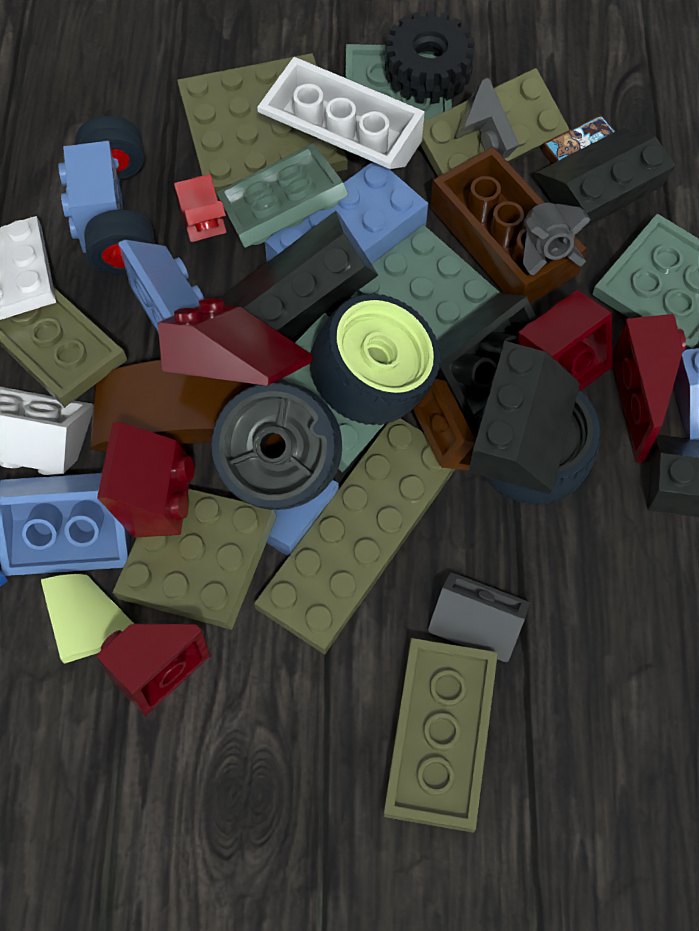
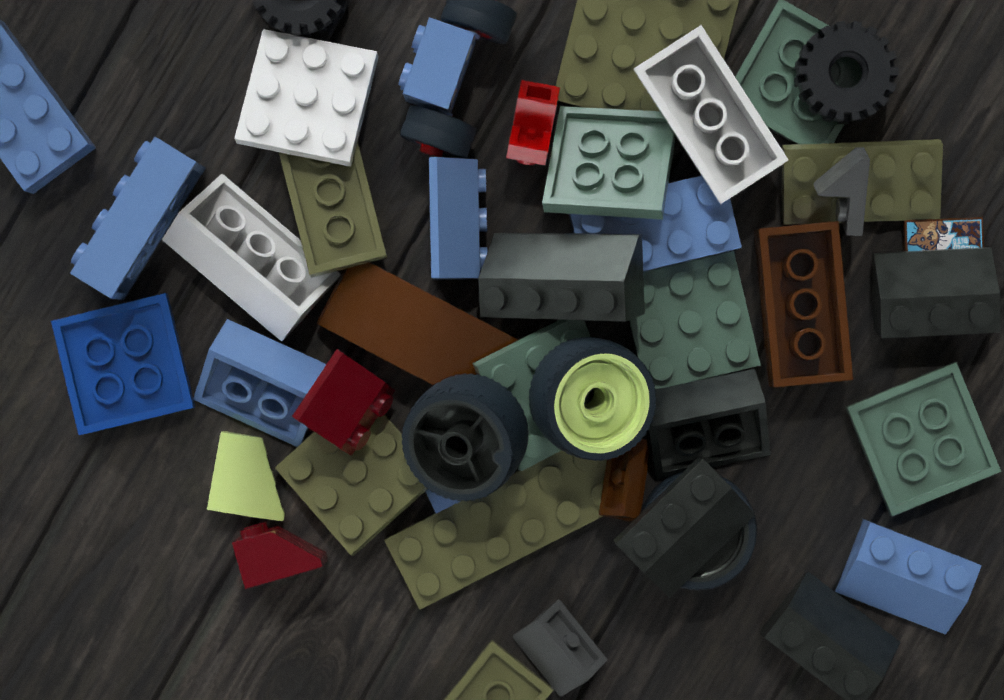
camera: 30 degrees right, 25 degrees up
(227, 345) = (471, 330): dark red slope -> none
(552, 234) = (821, 362): dark grey brick -> none
(575, 335) = (777, 458): dark red slope -> none
(645, 375) = (829, 528): dark red slope -> none

